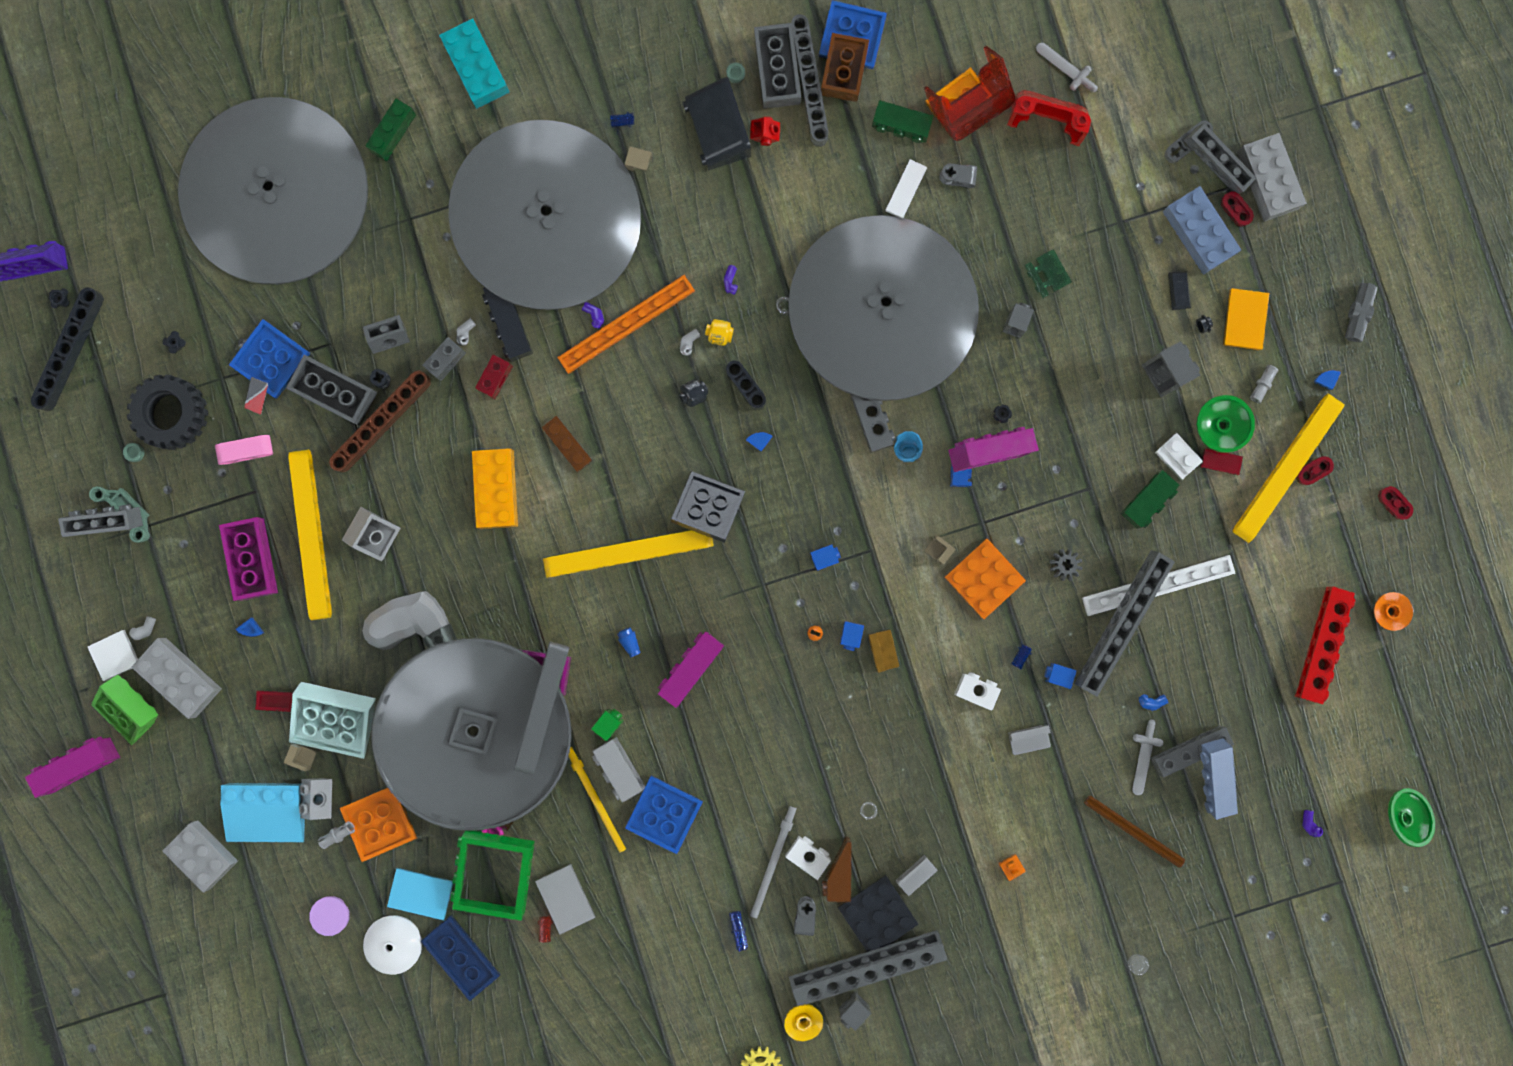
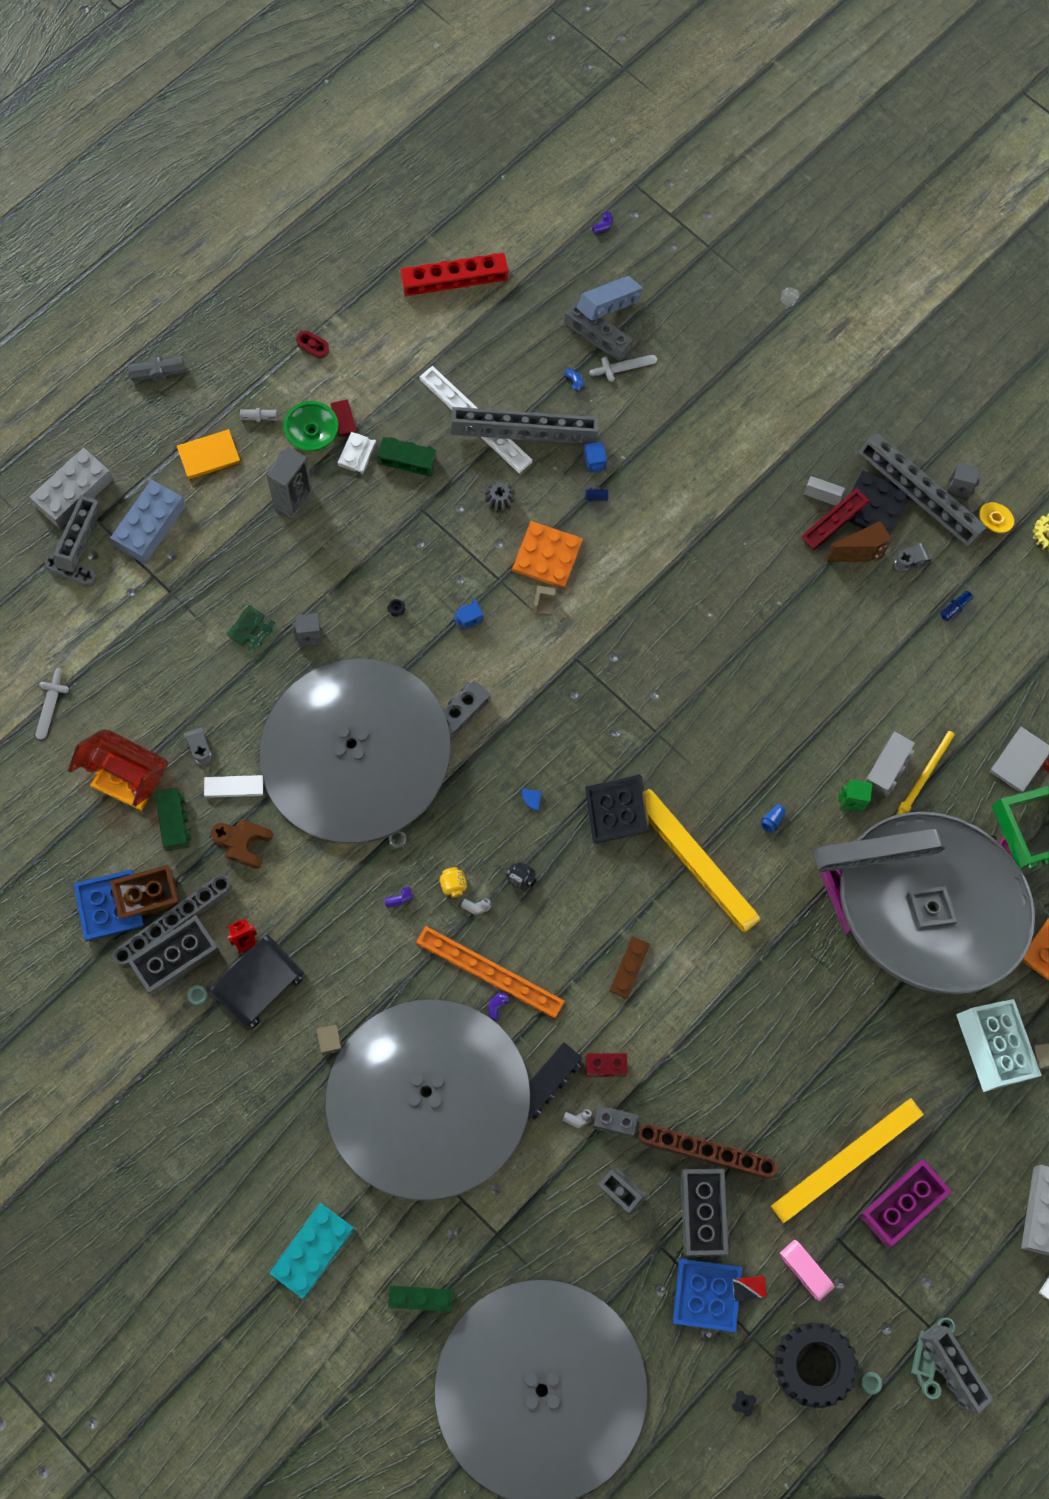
camera: 125 degrees left, 15 degrees down
(143, 631) = (1027, 1270): light grey arm -> none
(250, 628) = (965, 1170): blue tile -> none
(274, 701) = (1013, 1108): dark red tile -> none
(371, 534) = (814, 1102): light grey slope -> none
(375, 376) = (660, 1173): black bush -> none
(407, 618) = (870, 1025): light grey piece -> none
(494, 488) = (708, 1008): light orange brick -> none
(623, 120) = (296, 1077): clear blue pin -> none
(664, 814) = (901, 710): blue plate -> none
(691, 669) = (766, 750): magenta brick -> none
(743, 376) = (489, 825): black beam -> none
(786, 826) = (848, 611): light grey bar -> none
(814, 867) = (867, 570): white brick -> none
(816, 629) = (669, 668): orange hinge -> none
(825, 557) = (604, 690): blue brick -> none
(851, 635) = (658, 636): blue brick -> none
(853, 168) = (238, 839): none -> reddish brown piece
(874, 808) = (799, 549): clear bush -> none
(880, 865) = (835, 519): none -> dark red plate
(883, 650) = (656, 606): pearl gold panel -> none
(908, 446) = (469, 668): dark azure hair -> none
(988, 696) = (646, 524): white brick -> none
(993, 448) = (435, 592): magenta brick -> none
(1012, 867) = (772, 422): orange tile -> none
(1029, 739) = (660, 457): light grey panel -> none
(1074, 115) = (101, 712): red windscreen -> none
(1134, 831) = (687, 346): reddish brown axle -> none
(1179, 290) = (209, 518): black tile -> none
(1204, 324) = (230, 483): black plate -> none
(1238, 208) = (112, 504): dark red plate -> none
(1288, 468) = (321, 365): yellow beam -> none
(1328, 379) = (228, 369): blue tile -> none
(1395, 502) = (305, 275): dark red plate -> none
(1401, 608) = (398, 231): orange dish -> none
(1411, 817) = (556, 154): green dish -> none

